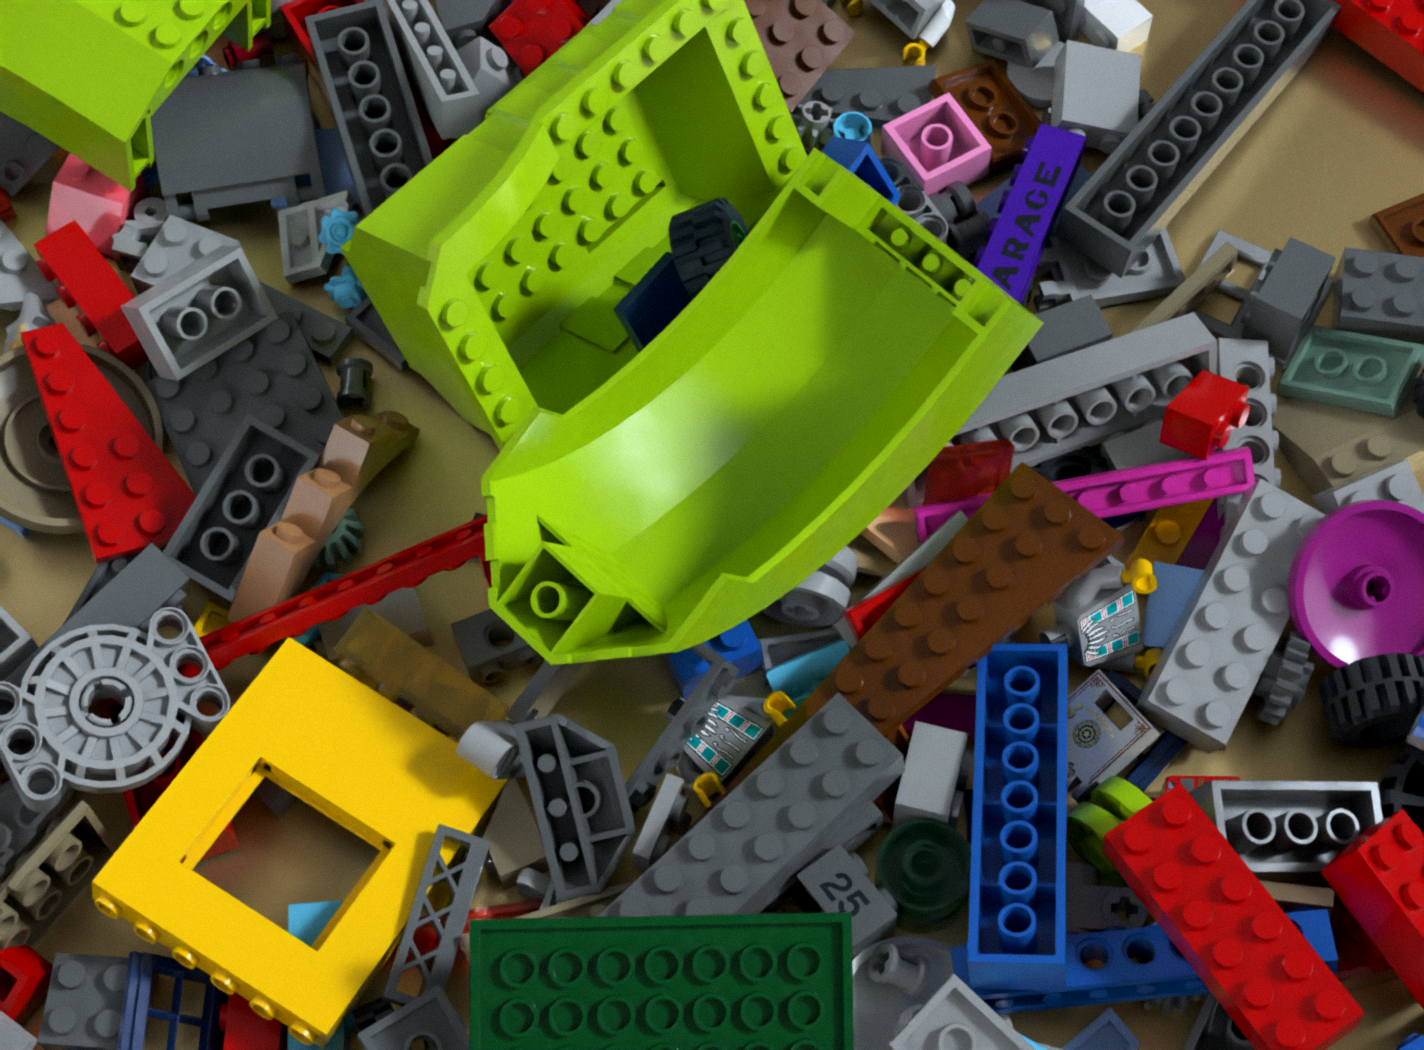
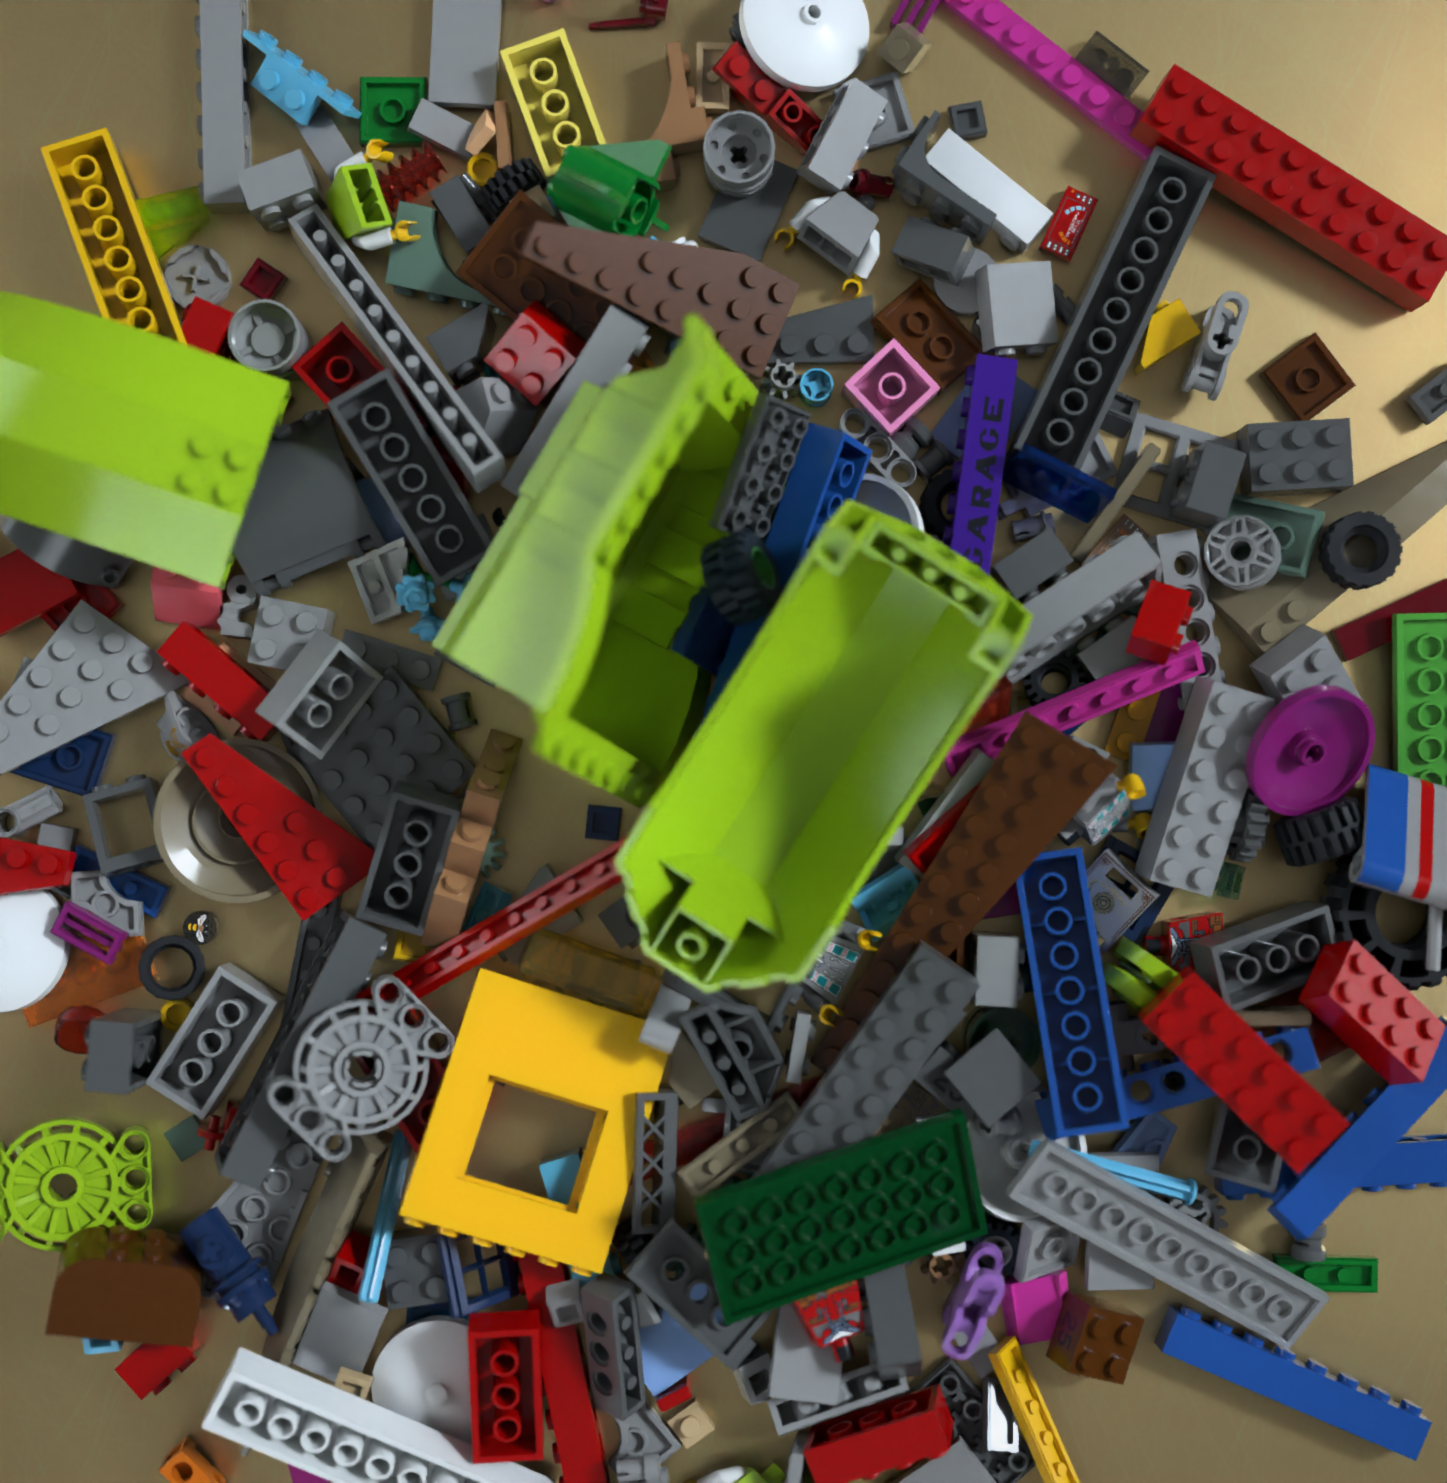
camera: 15 degrees left, 25 degrees up
(54, 948) = (385, 1219): none -> medium azure axle
(767, 151) = (760, 466): none -> dark grey tile
(897, 891) = (991, 1077): none -> dark grey tile
(1107, 259) = (1057, 483): none -> clear blue tile
(1170, 40) = (1068, 224): none -> red tile
(1195, 228) = (1120, 415): none -> dark grey slope
(1256, 750) = (1230, 880): none -> clear green tile
(1264, 157) = (1165, 333): none -> yellow slope
(1319, 165) = (1214, 345): none -> light grey piece
(1321, 375) = (1239, 532): none -> light grey wheel

